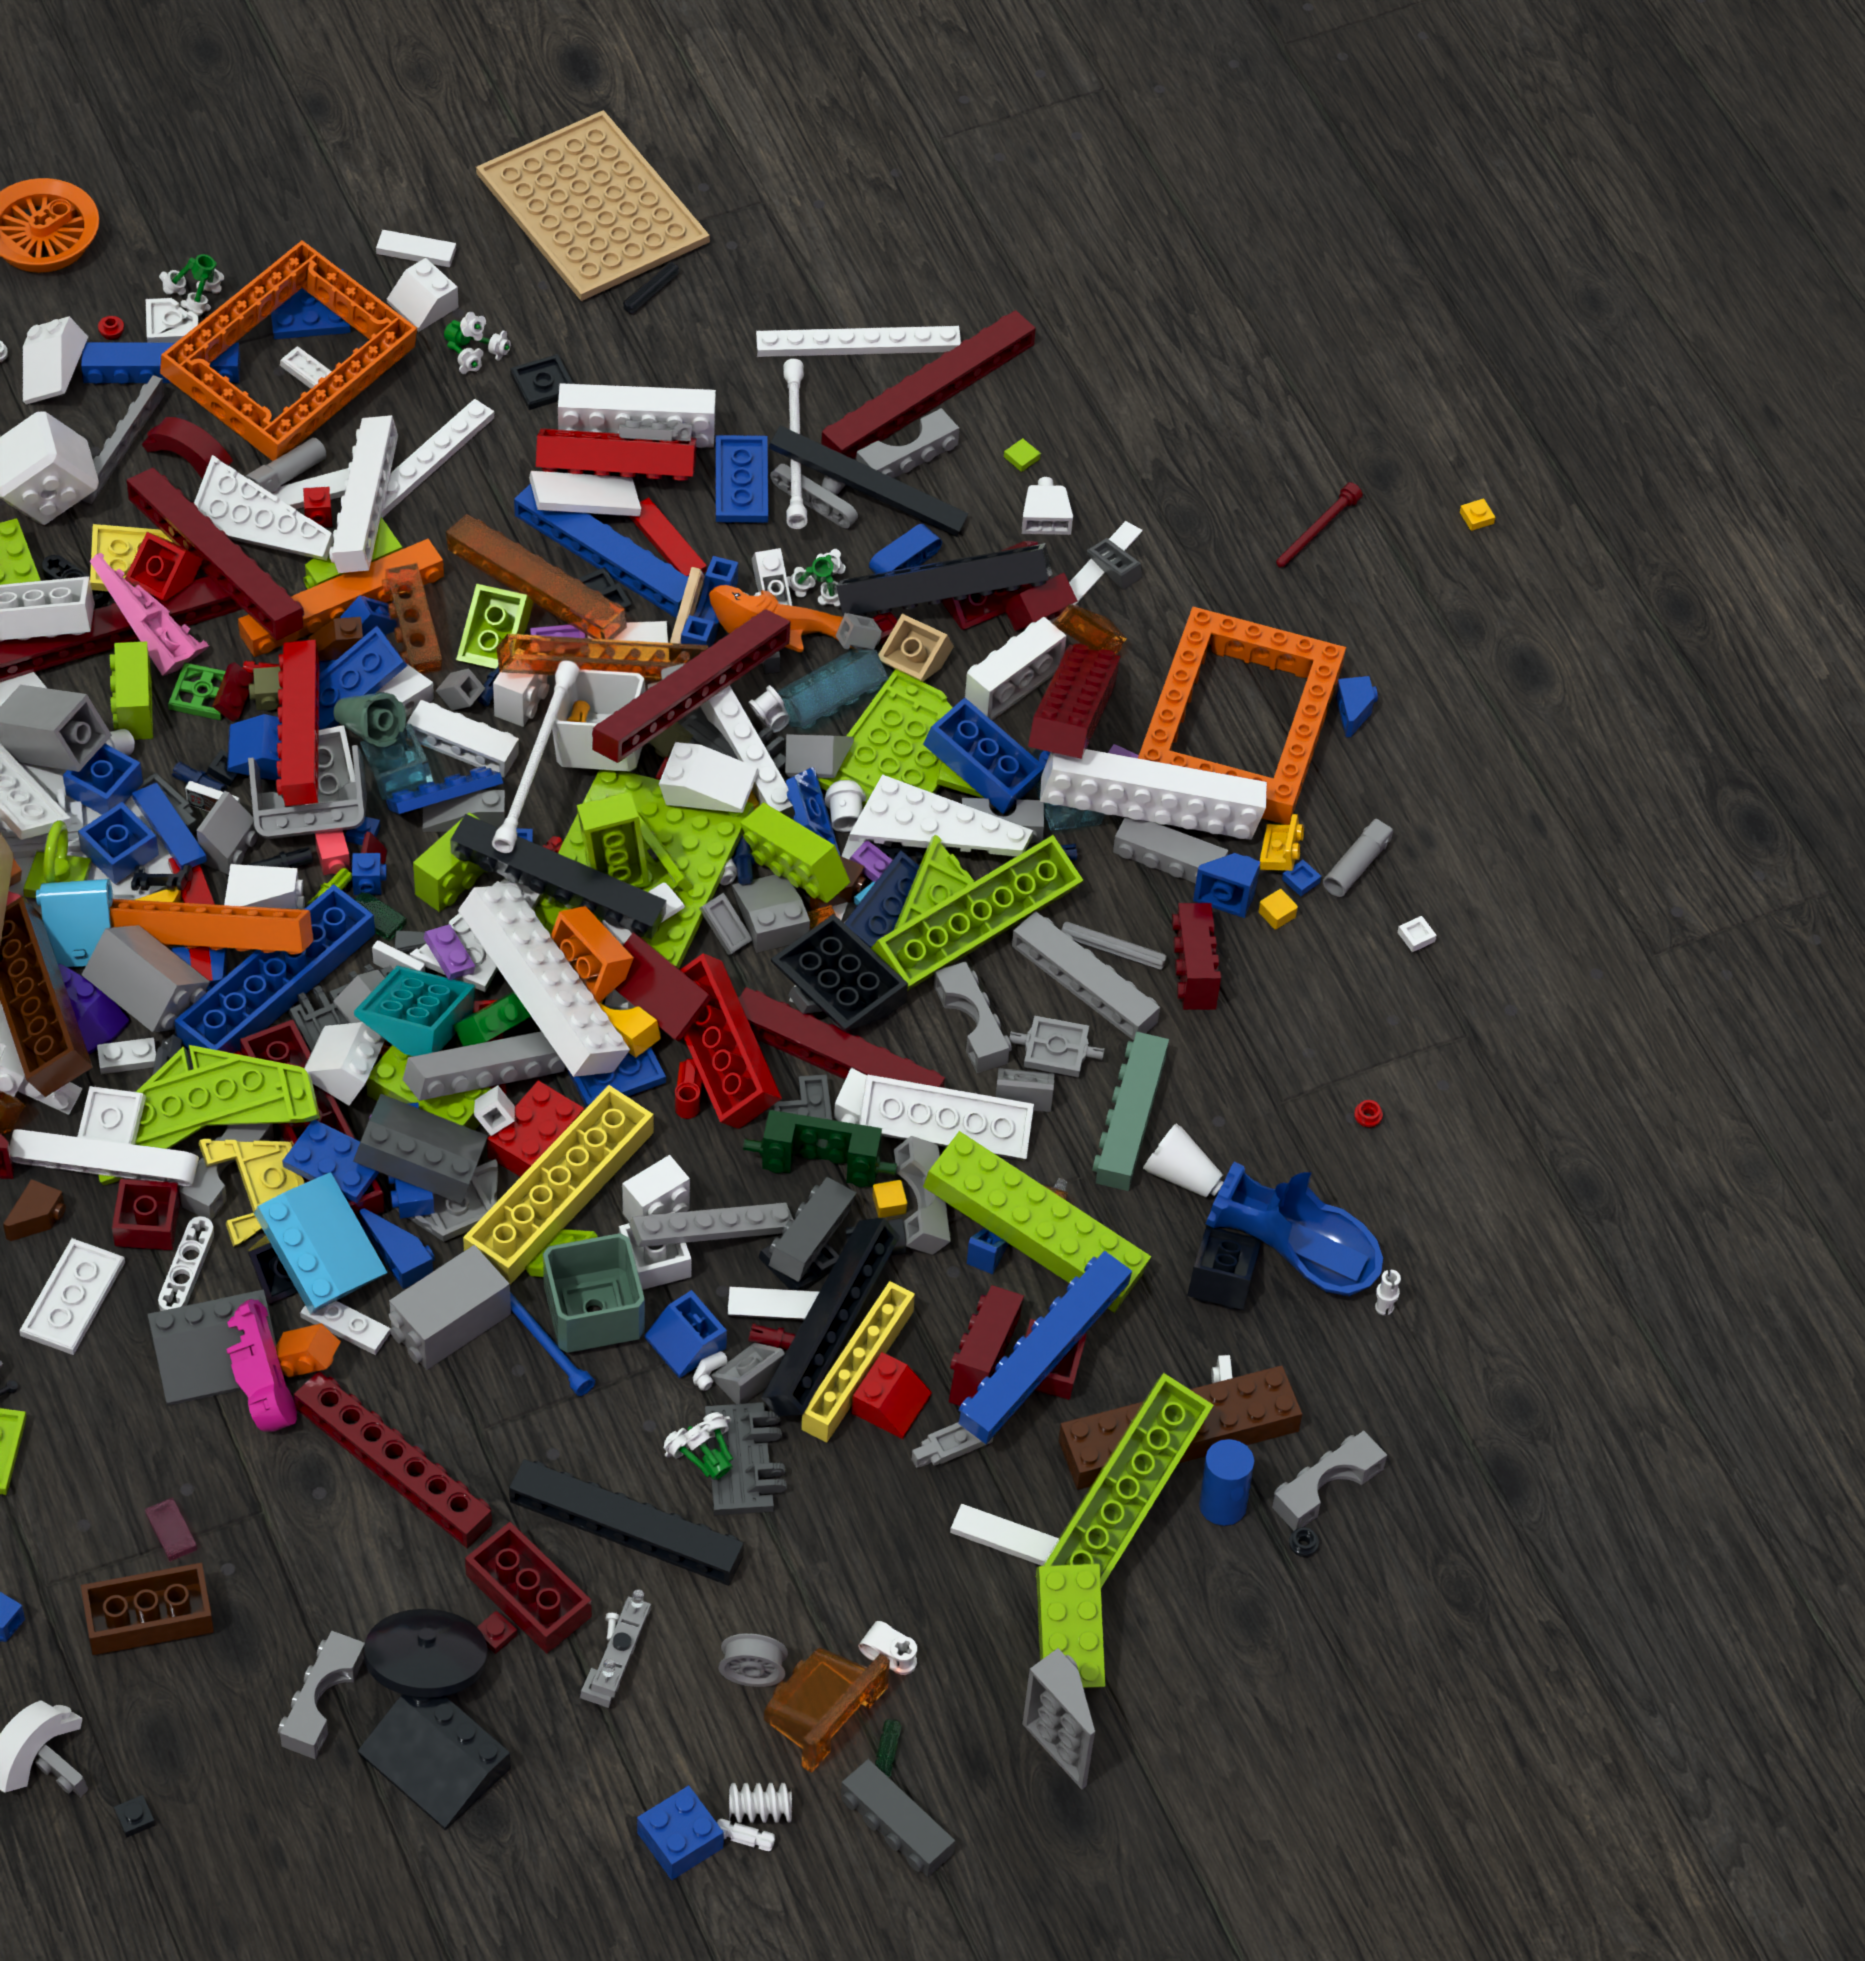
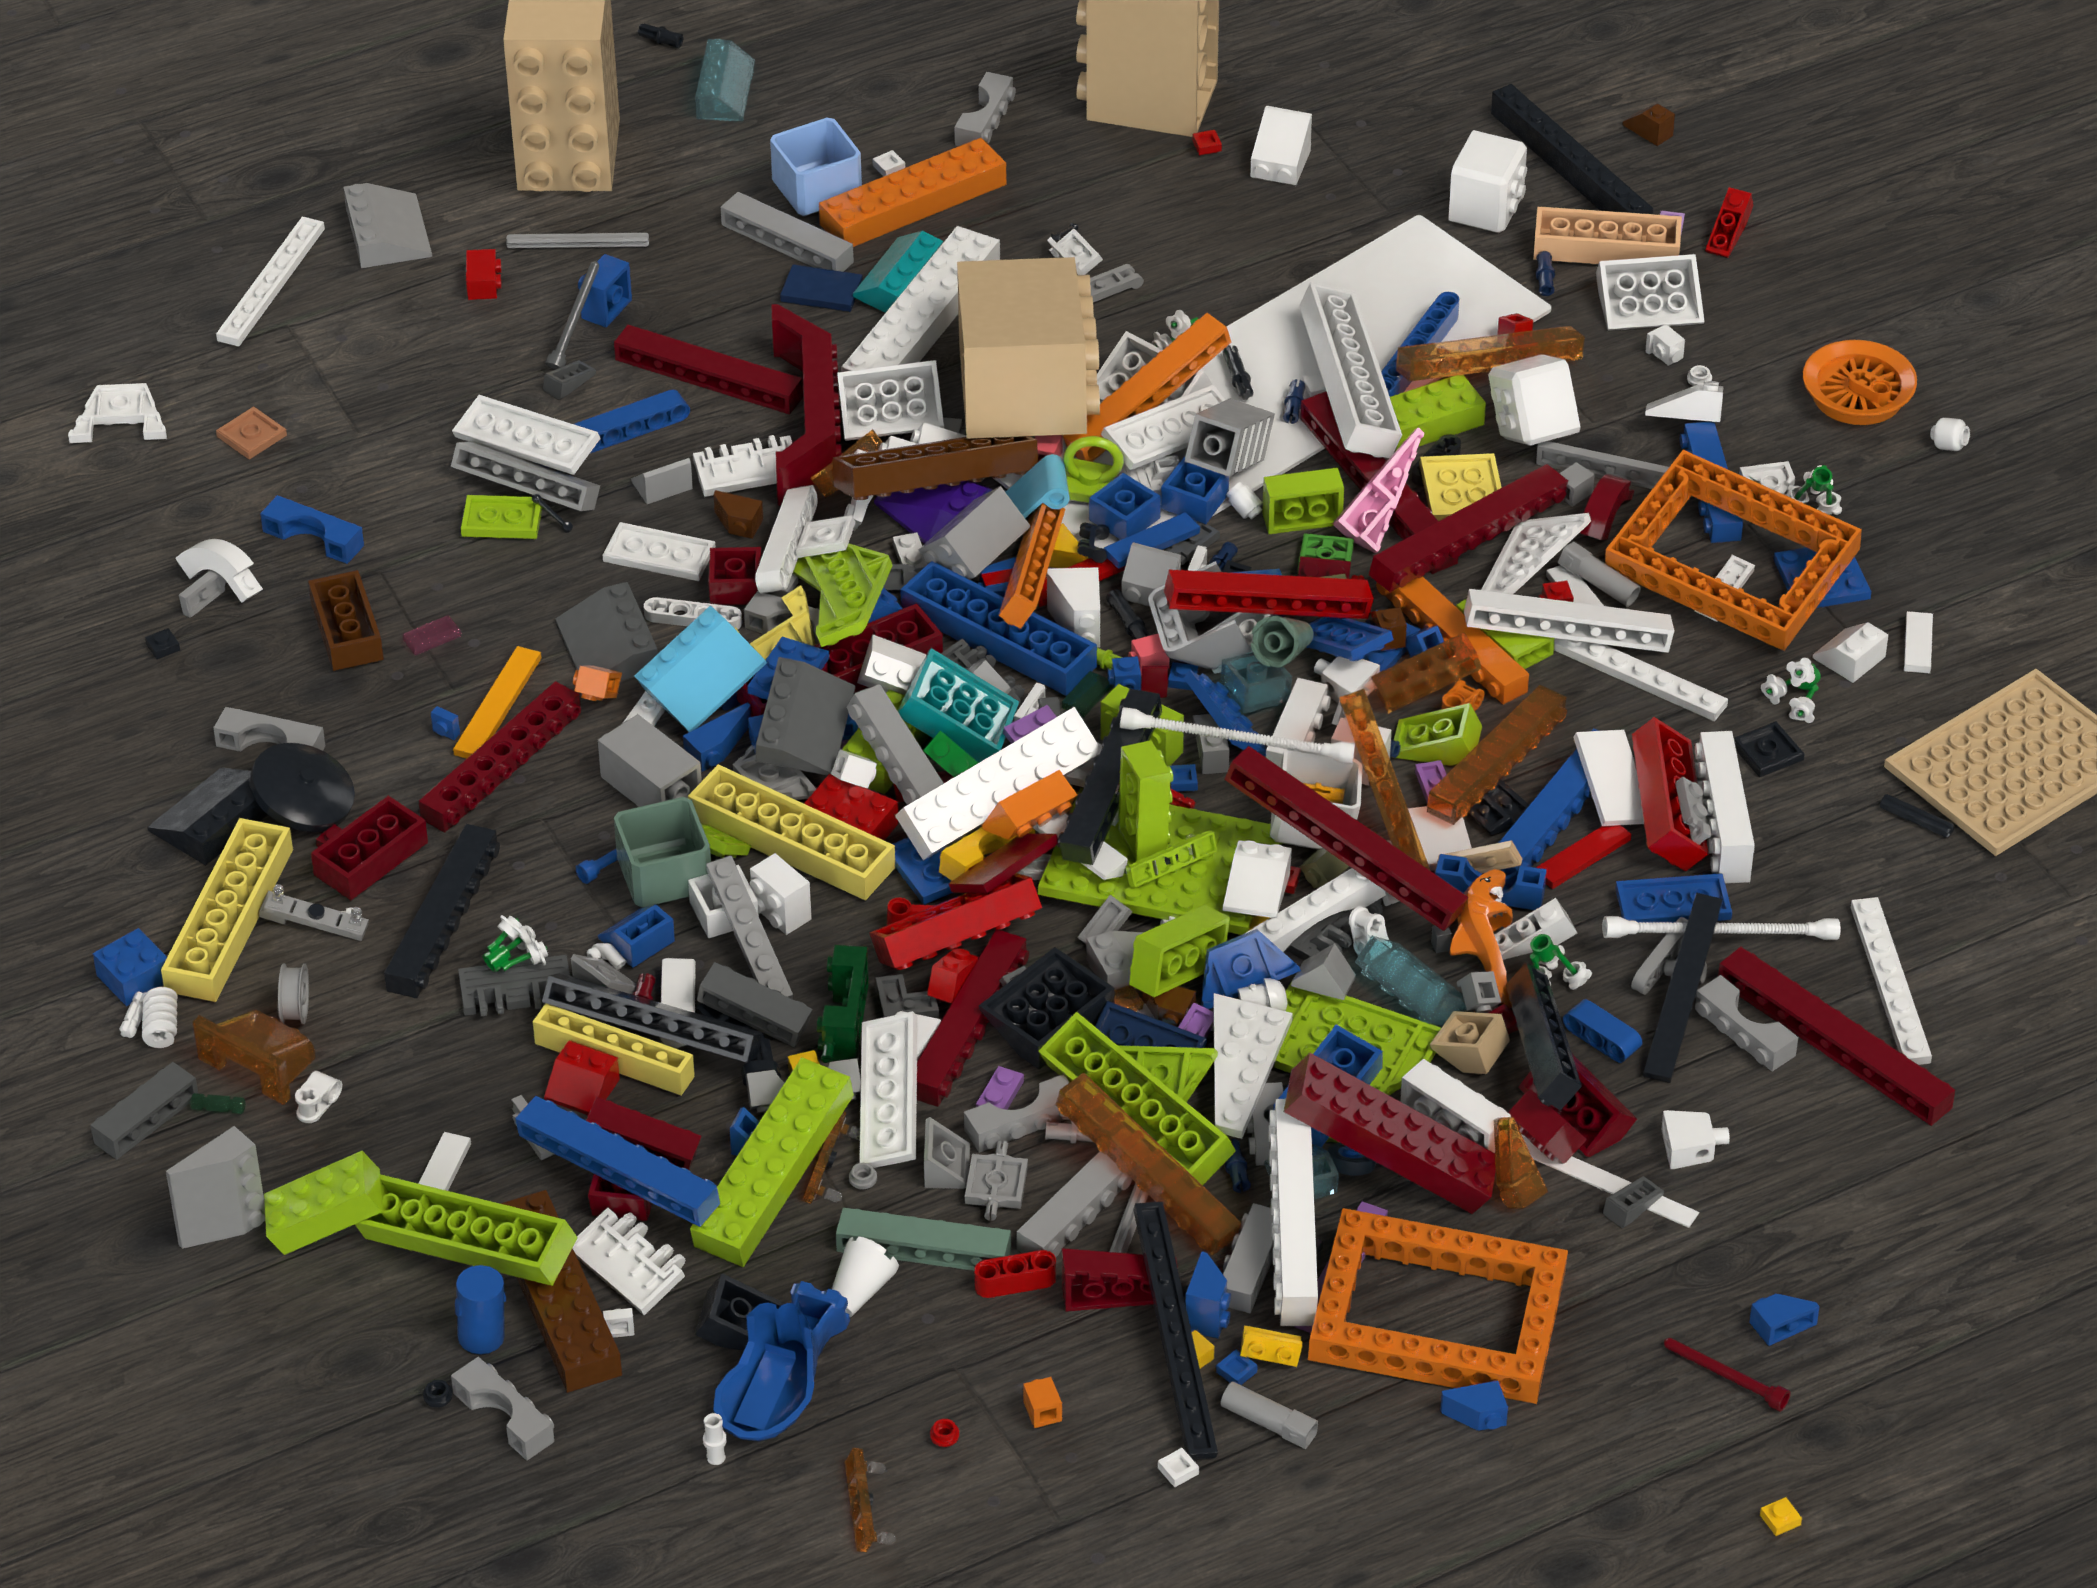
camera: 90 degrees right, 10 degrees down
(111, 327) = (1752, 447): red plate -> none
(131, 172) = (1950, 434): none -> white head
(137, 463) = (1579, 484): none -> light grey brick
(162, 567) = (1444, 495): red slope -> none
(259, 1370) = (575, 651): dark pink piece -> none
(298, 1464) = (498, 701): none -> light orange tile
(330, 1513) = (445, 723): none -> blue plate
(448, 605) = (1462, 694): none -> orange piece
(606, 1731) = (227, 910): none -> light yellow brick
(792, 1053) = (950, 974): none -> red brick
(934, 1037) = (1002, 1088): none -> medium lavender plate
(997, 977) = (1064, 1131): none -> light grey pin
(1022, 455) = (1766, 1119): lime tile -> none
(1042, 1152) = (863, 1176): none -> light grey plate
(1066, 909) = (1147, 1164): none -> clear orange brick
(1140, 1362) = (625, 1261): none -> white hinge
(1179, 1050) = (1015, 1273): none -> red beam
(1263, 478) = (1782, 1317): none -> blue slope
(1271, 909) = (1175, 1331): none -> black plate
(1343, 1027) = (1042, 1402): none -> orange brick
(1449, 1184) = (862, 1500): none -> clear orange piece

